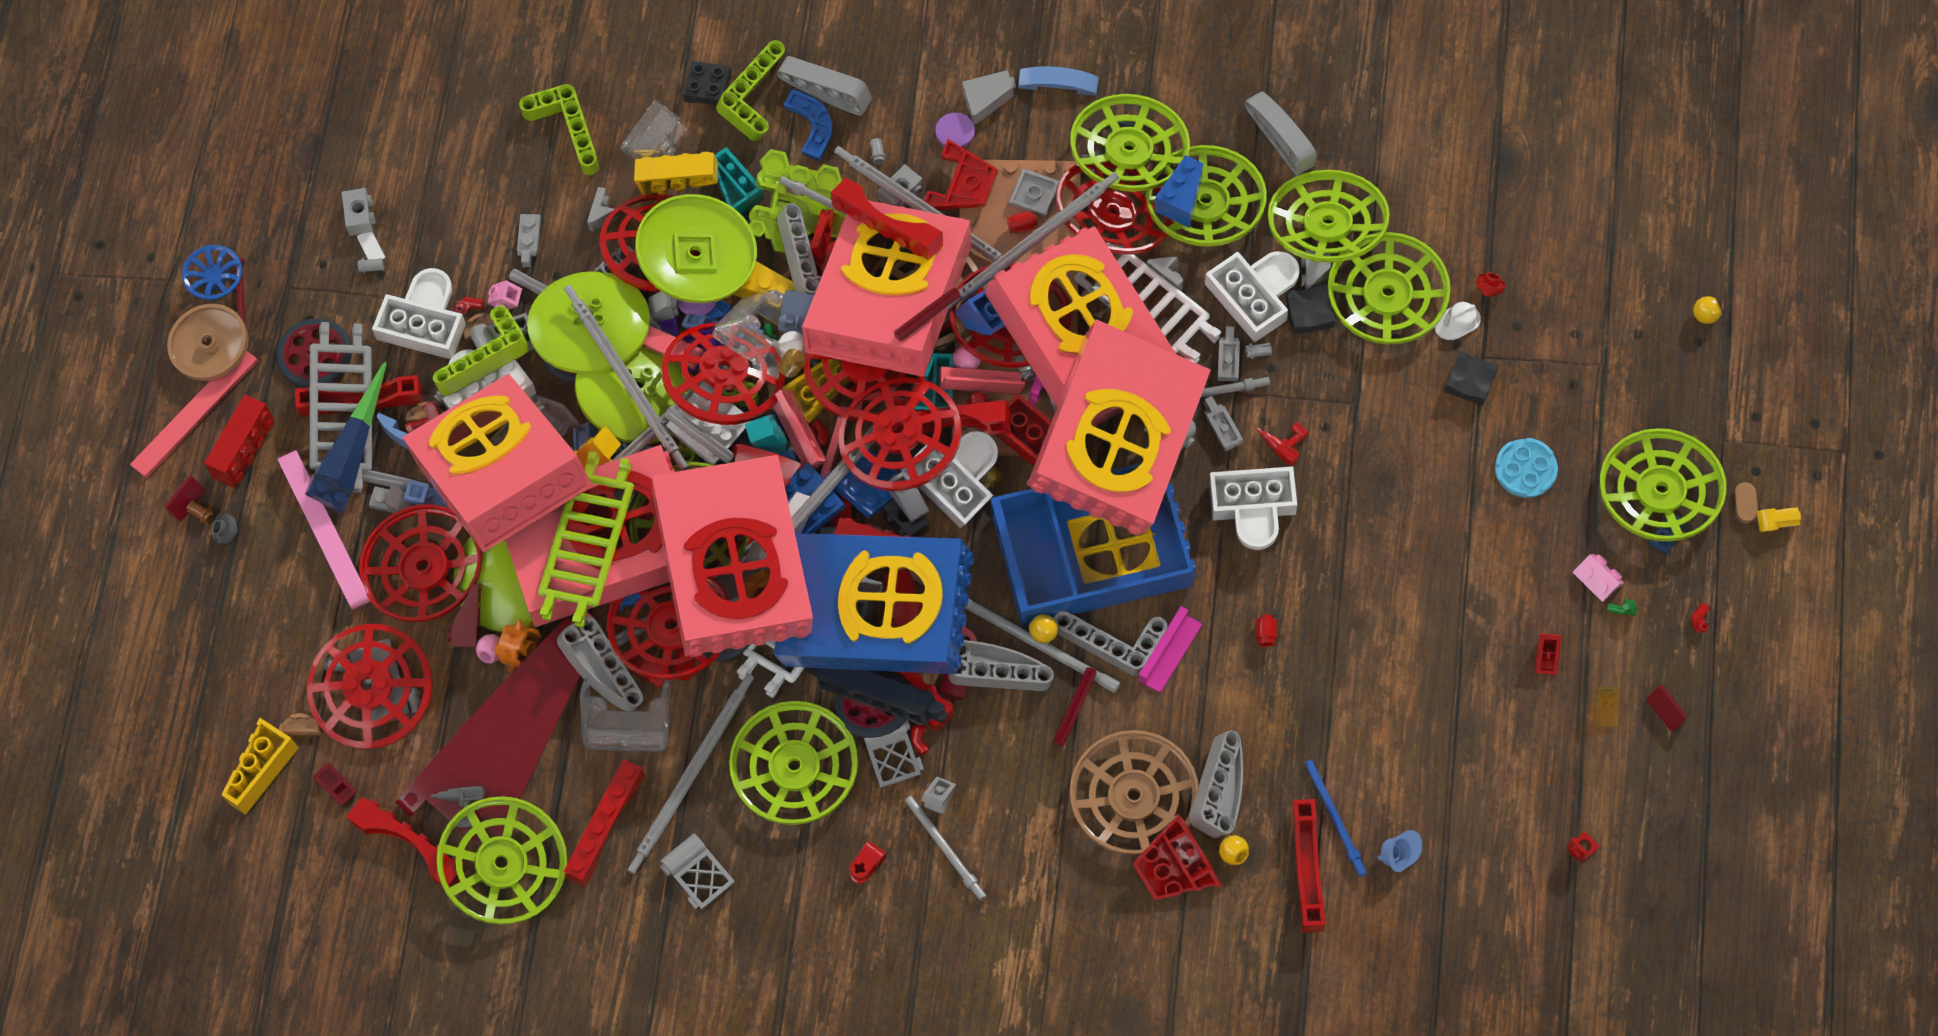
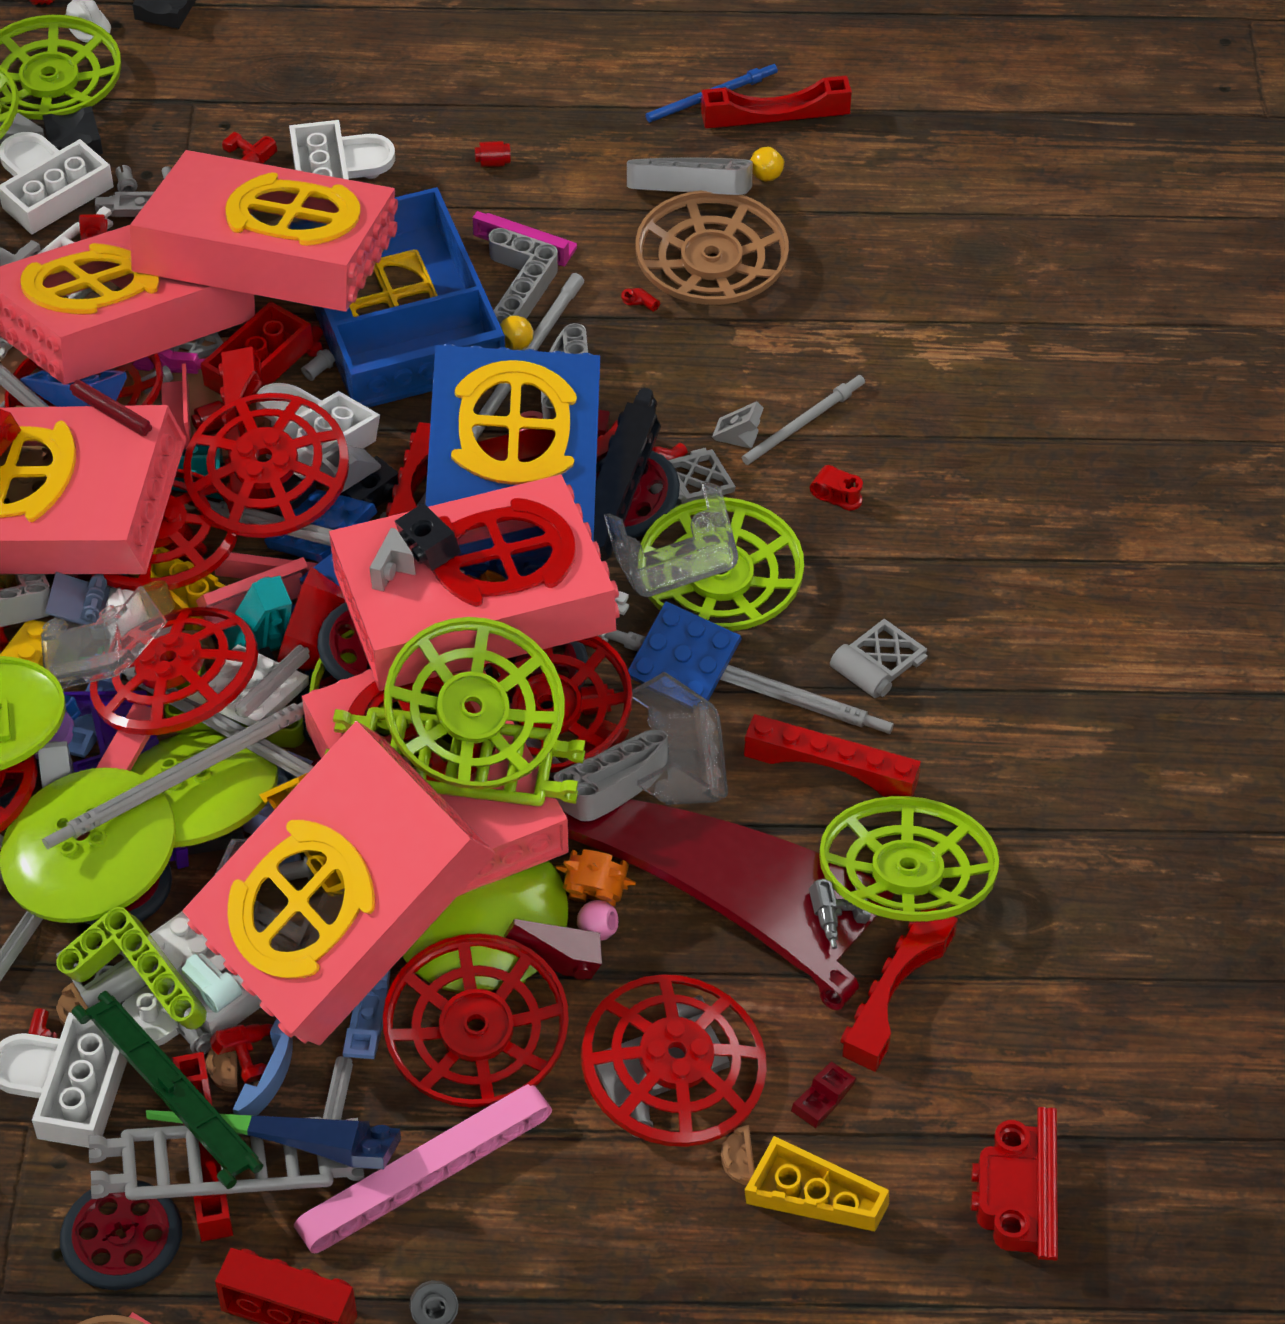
camera: 100 degrees left, 15 degrees down
(234, 898) = (1020, 1186): none -> red brick
(388, 500) = (370, 1089): light grey slope -> none
(391, 371) = (172, 1087): none -> dark green piece
(455, 396) = (214, 986): none -> light aqua piece
(504, 294) = (32, 975): bright pink brick -> none
(598, 539) = (475, 687): none -> lime dish
(710, 727) = (685, 649): none -> blue plate
(734, 490) = (392, 557): none -> light grey slope
(738, 522) = (427, 537): none -> black brick
(789, 722) = (681, 563): none -> clear windscreen
(1075, 706) = (608, 309): dark red axle -> none
(1093, 734) = (639, 296): none -> red arm
(1175, 863) = (791, 202): red wedge -> none
(1185, 320) = (92, 225): none -> red bracket
(1401, 850) = (747, 40): medium blue piece -> none

